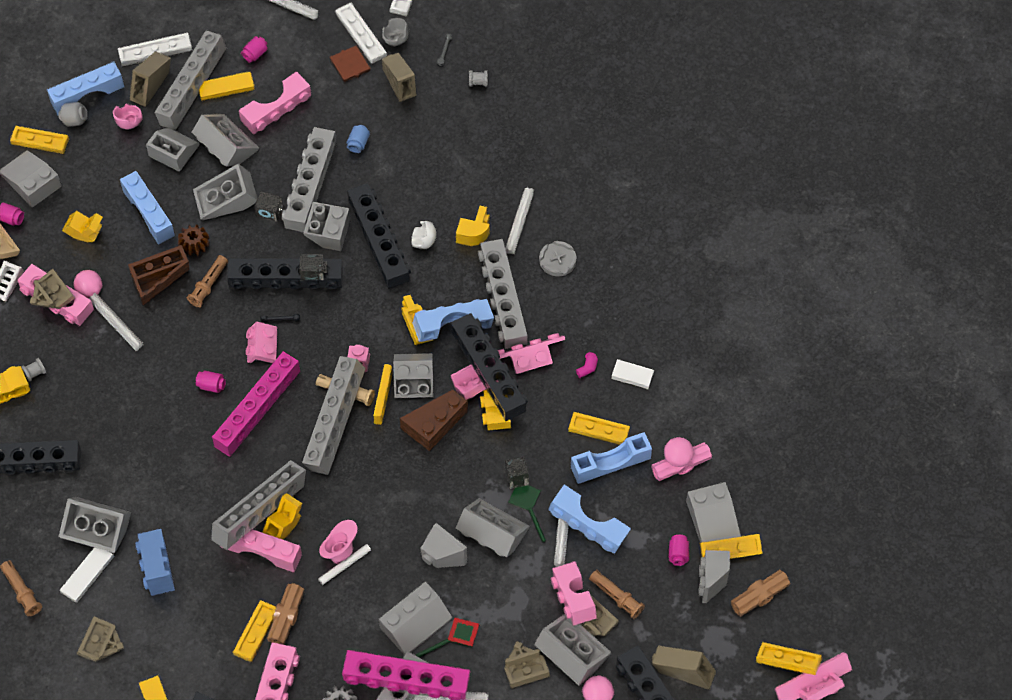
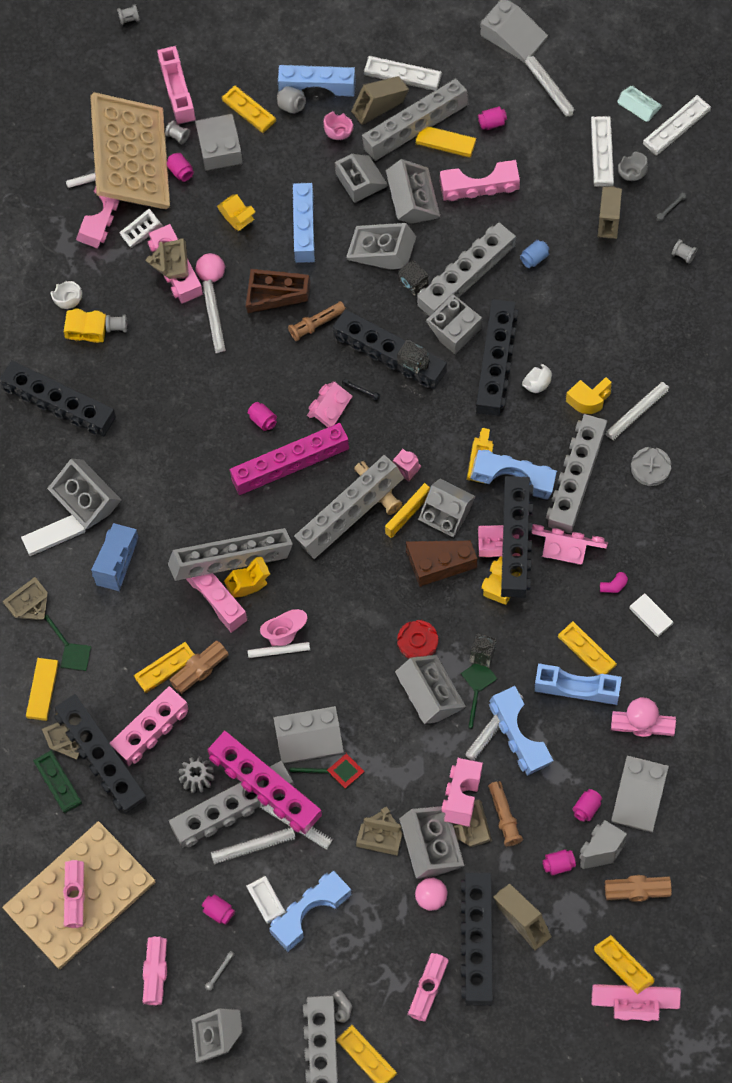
camera: 35 degrees right, 5 degrees up
(169, 664) = (74, 655): none -> dark green piece
(193, 240) = (332, 272): reddish brown gear -> none
(350, 63) = (573, 176): copper piece -> none
(443, 549) = (369, 685): light grey slope -> none
(455, 493) = (417, 639): none -> red tile
(685, 607) = (559, 862): none -> dark pink brick
(737, 546) = (640, 831): yellow tile -> none

